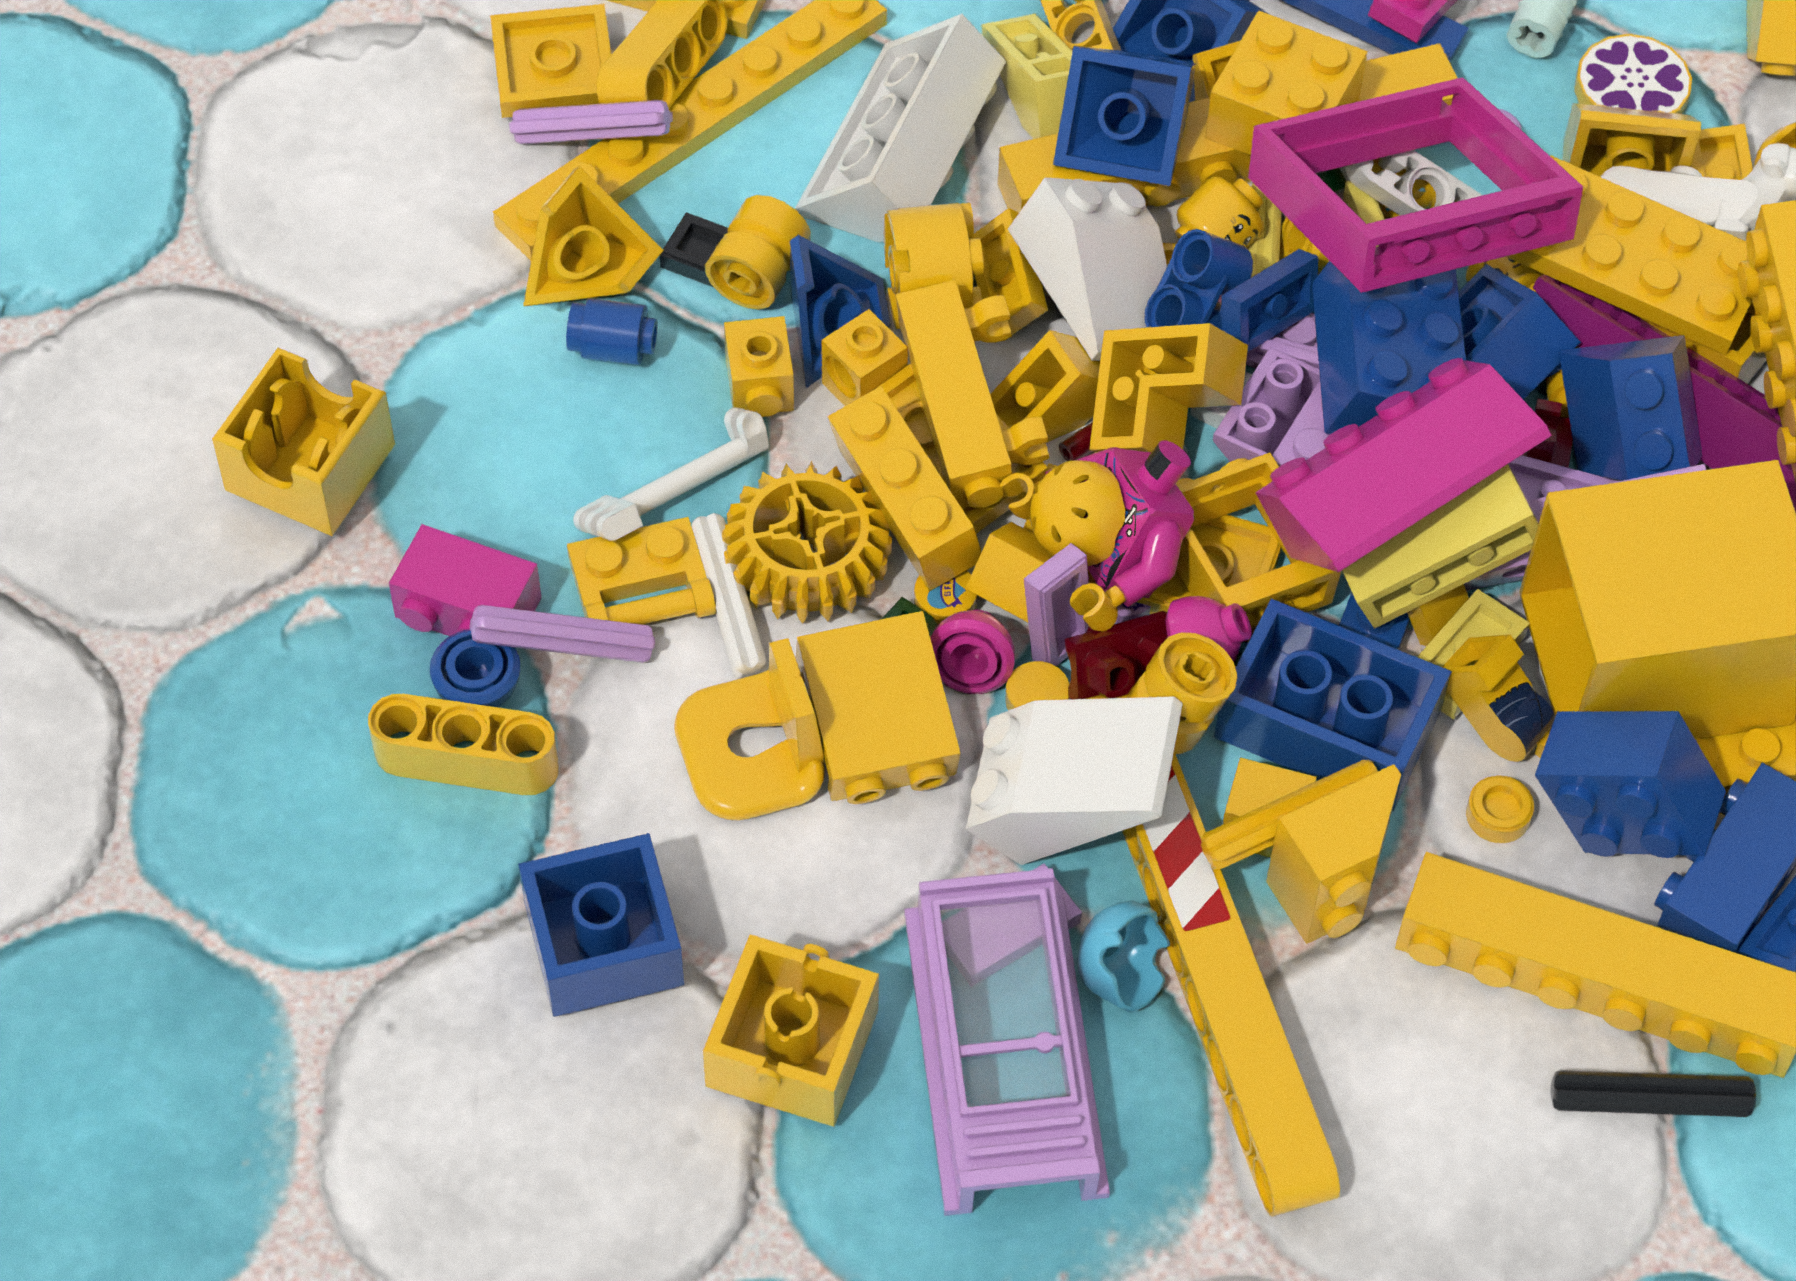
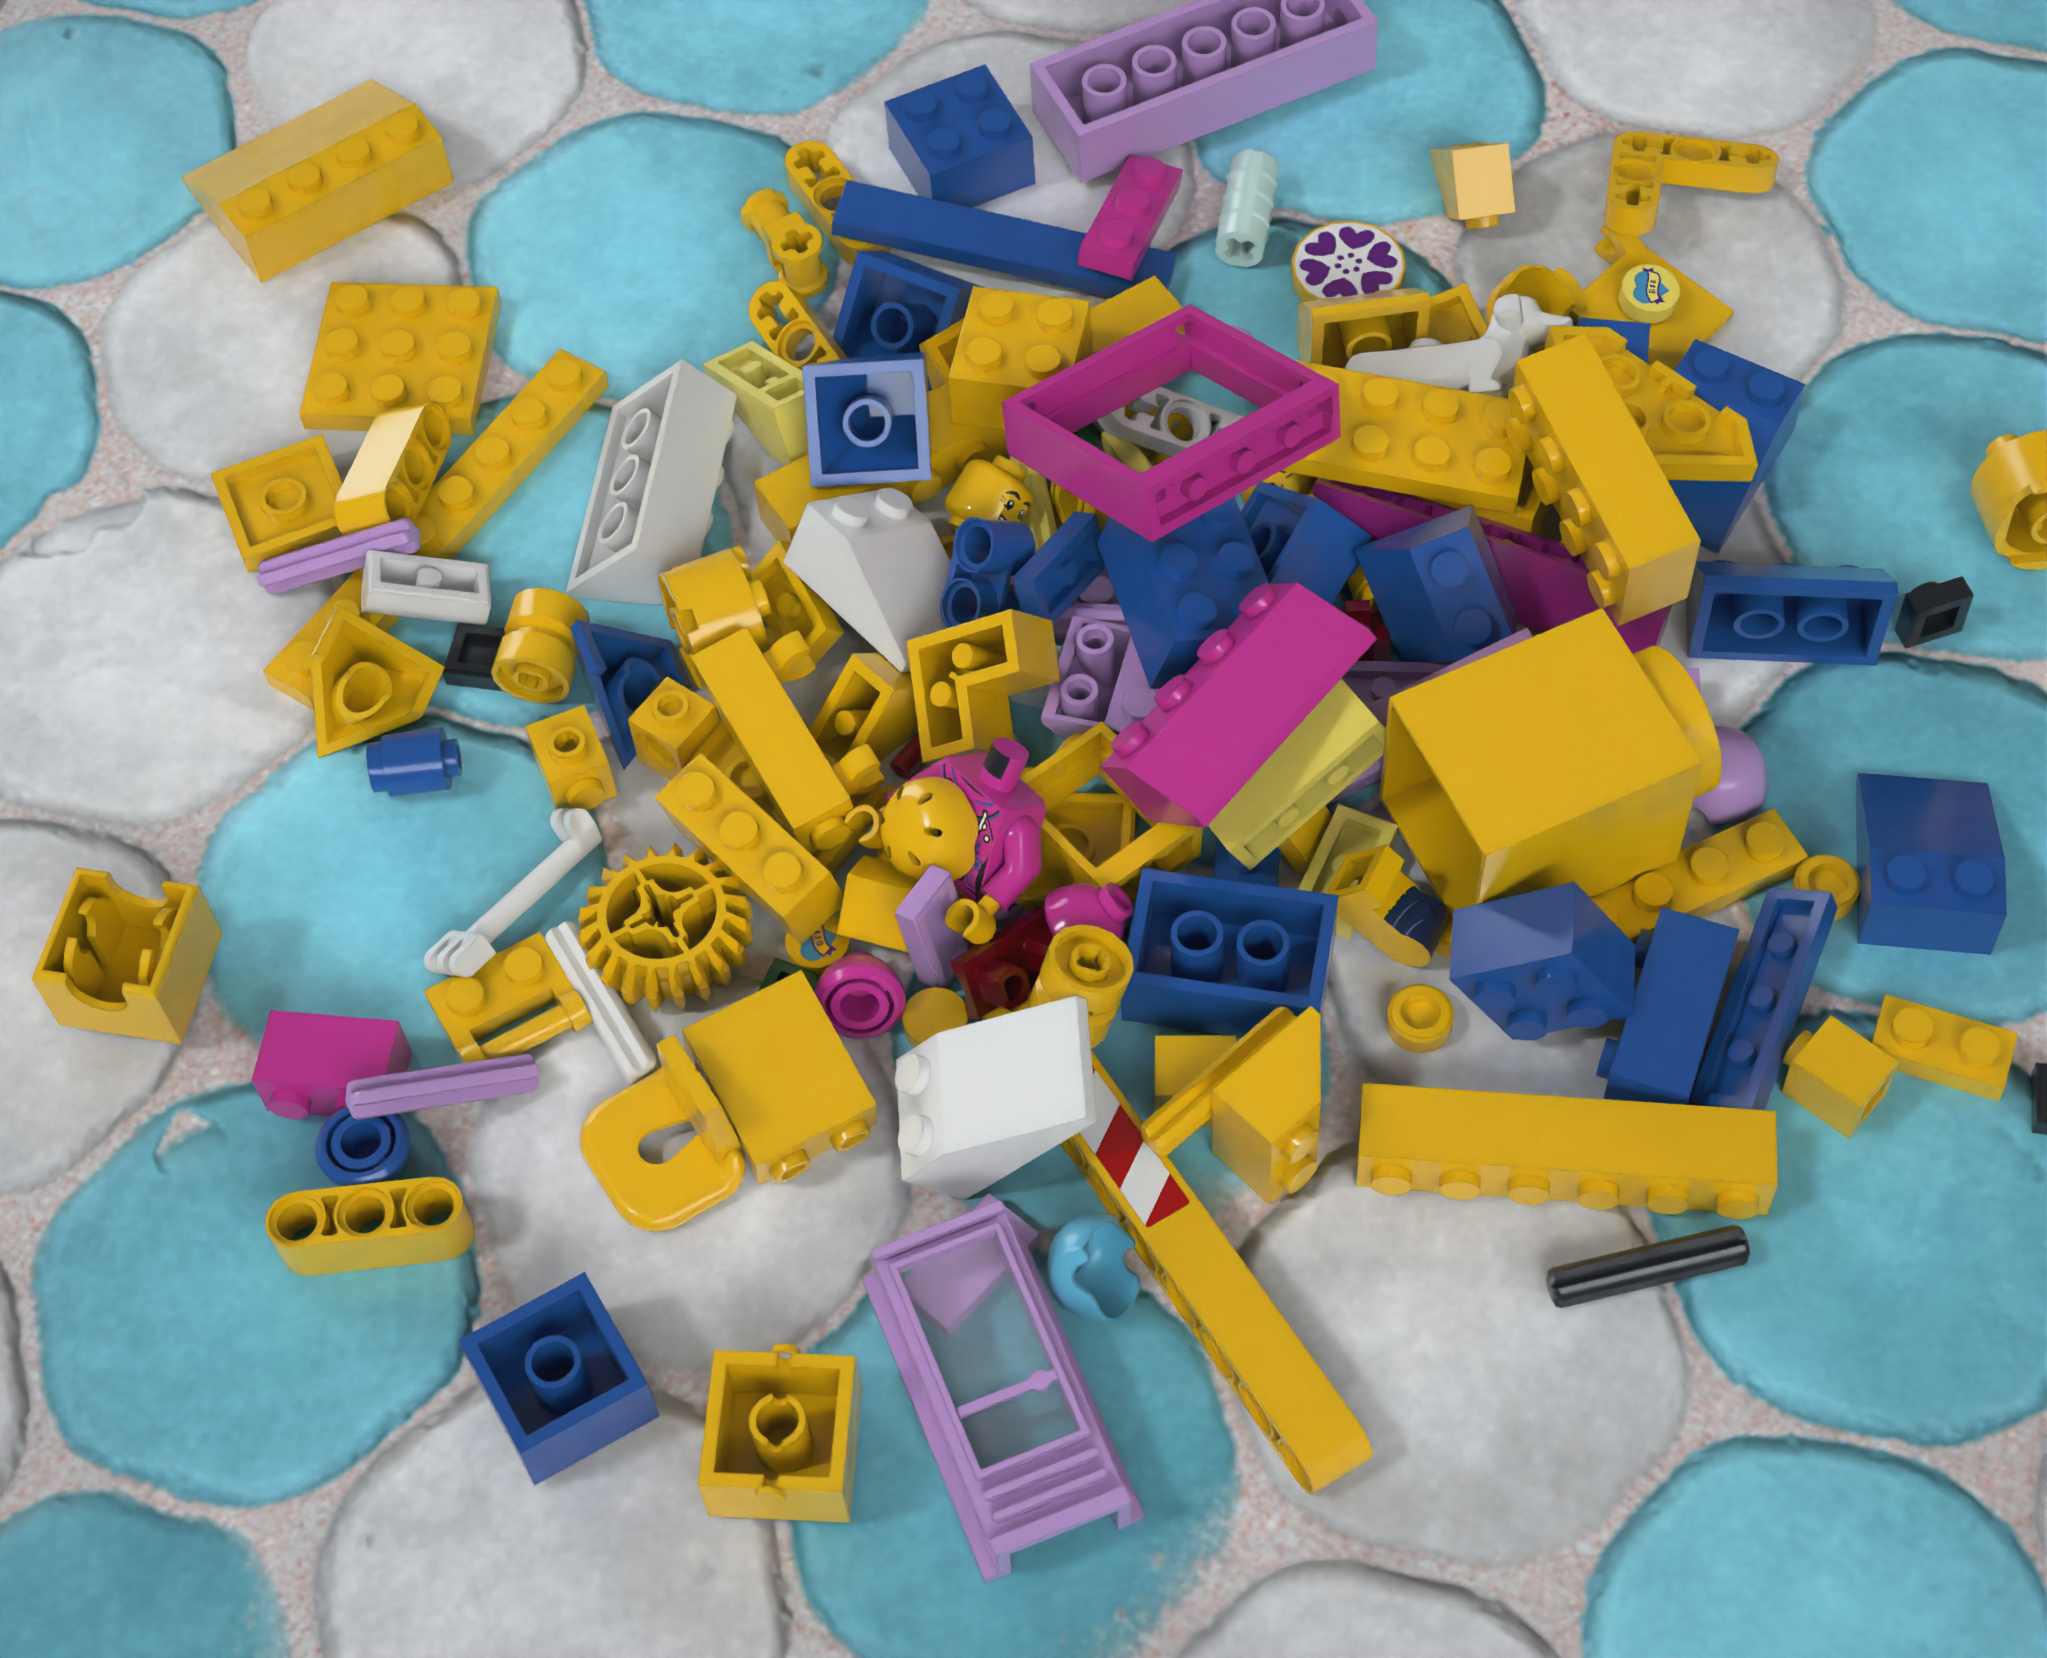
camera: 10 degrees left, 0 degrees up
(664, 171) = (426, 588): none -> white brick

